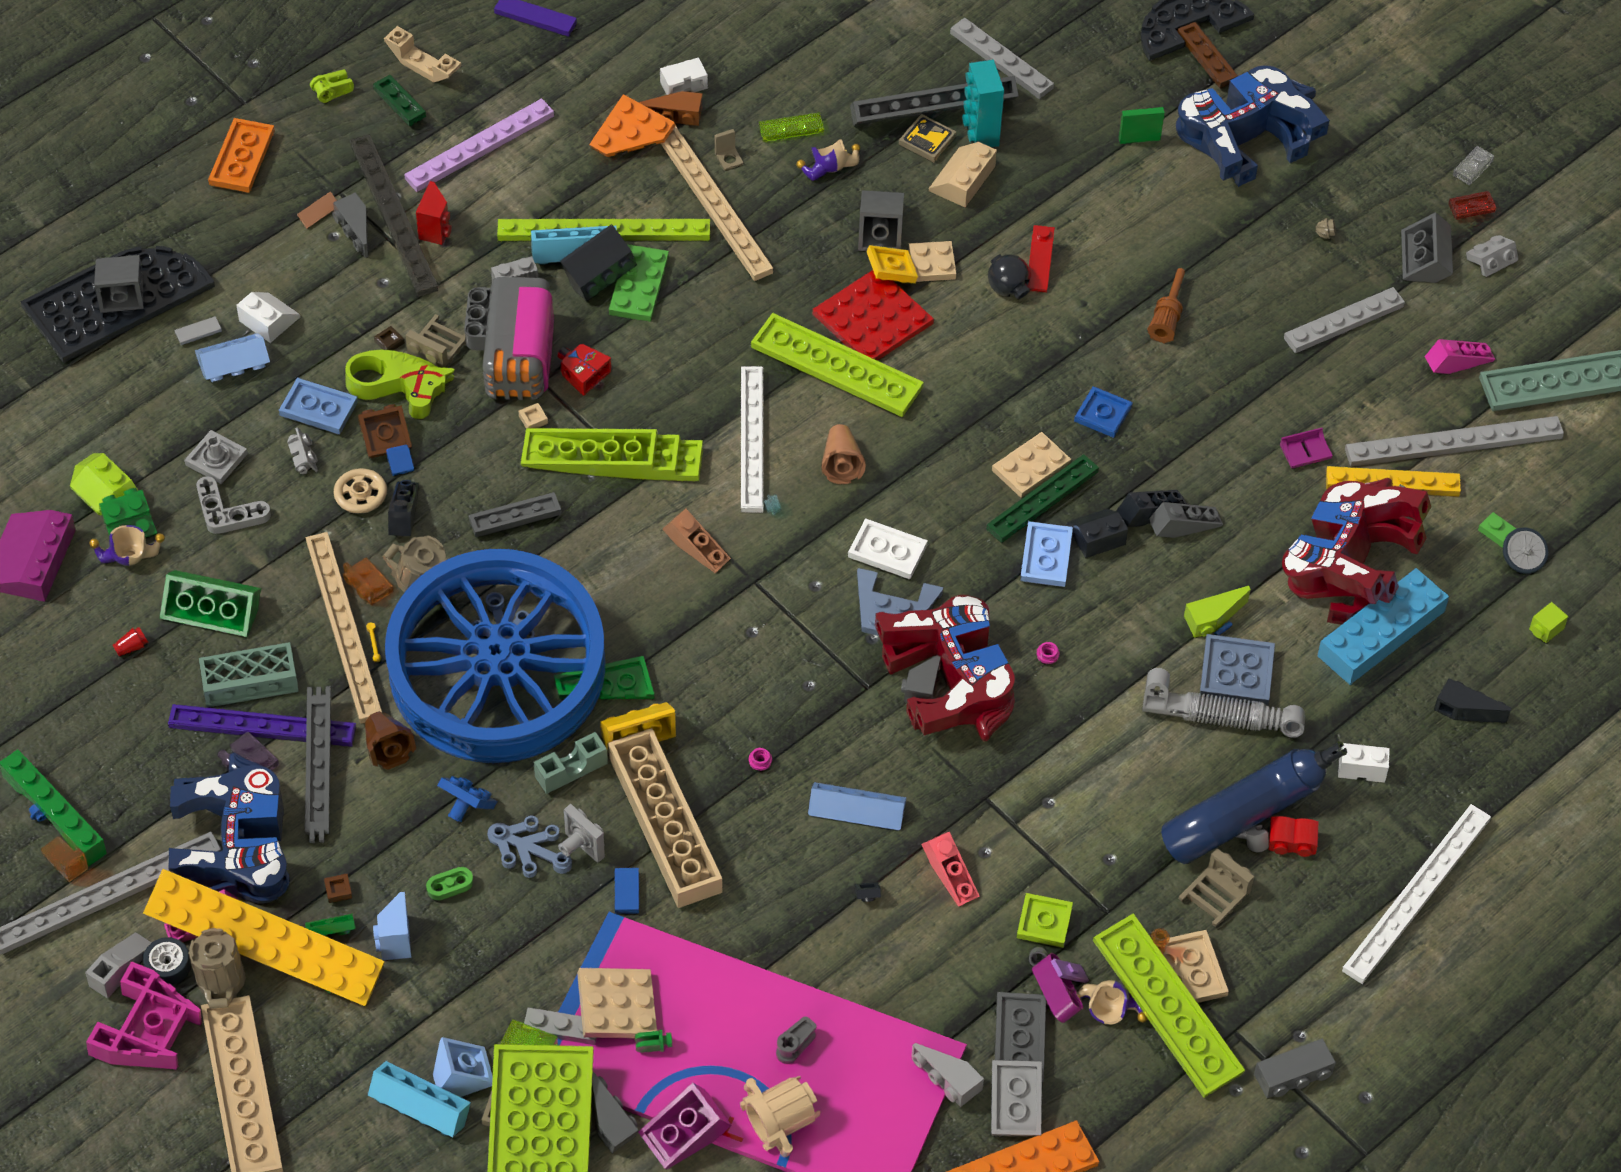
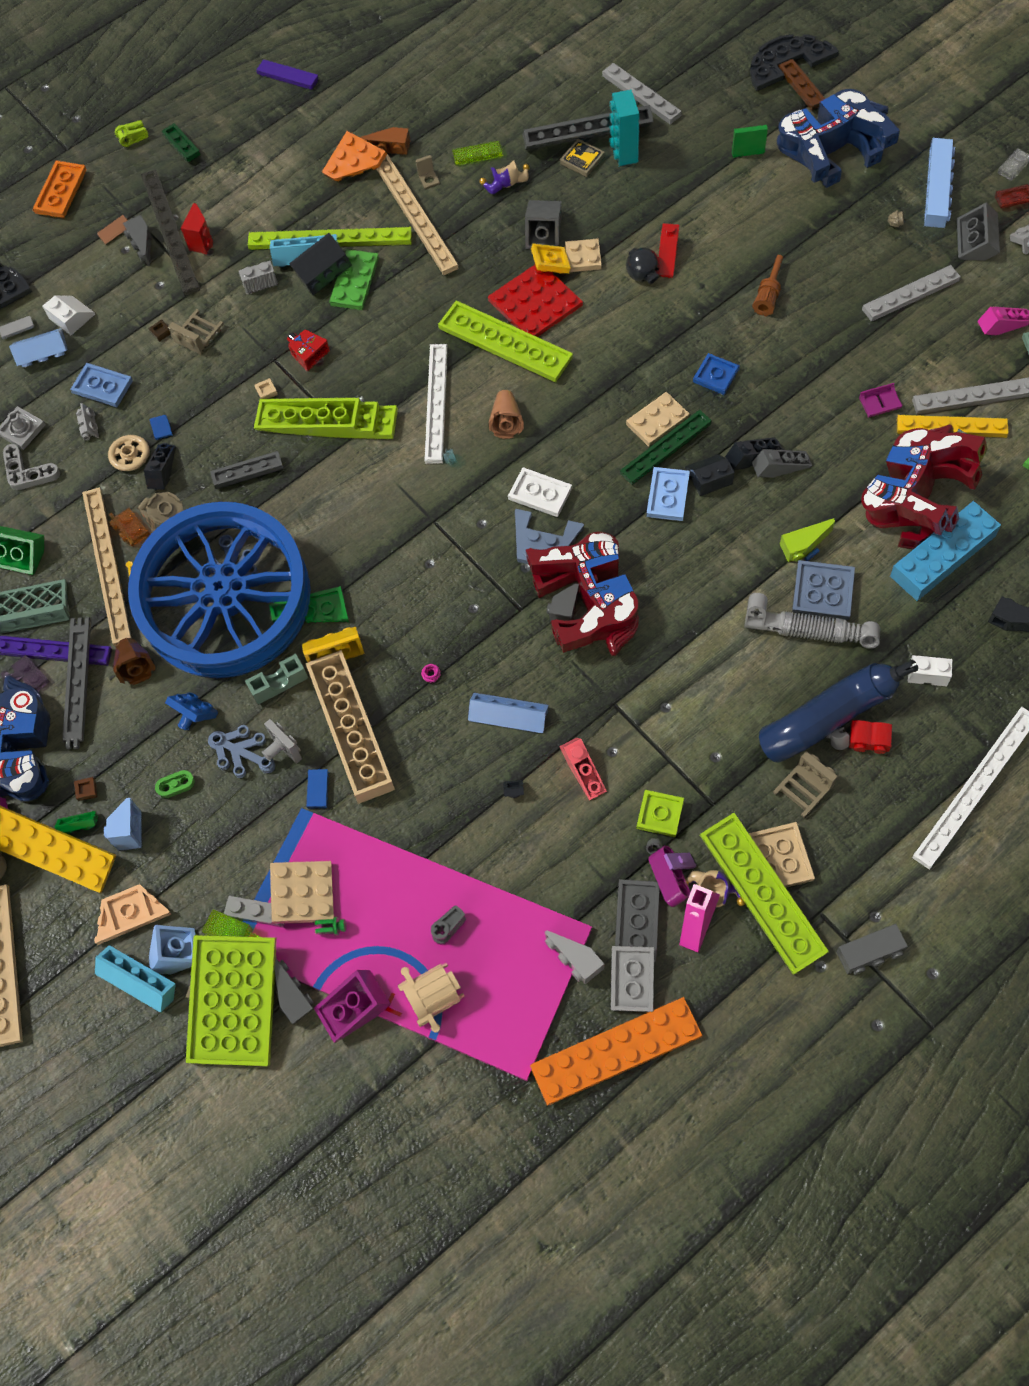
camera: 10 degrees right, 10 degrees up
(383, 430) = (149, 403): reddish brown plate -> none
(401, 373) = (165, 357): lime animal -> none
(402, 1028) = (127, 912): none -> light nougat wing
(403, 47) = (196, 111): tan slope -> none
(479, 145) = (240, 174): lavender plate -> none
(516, 332) = (253, 324): piece -> none
(684, 77) = (397, 116): white brick -> none
(696, 541) = (387, 489): nougat slope -> none
(965, 173) = (610, 184): tan slope -> none
(1048, 647) = (667, 573): dark pink plate -> none
(1092, 1029) = (697, 917): none -> dark pink slope
(1160, 938) = (760, 834): clear orange pin -> none
(1378, 185) = (939, 183): none -> light blue brick

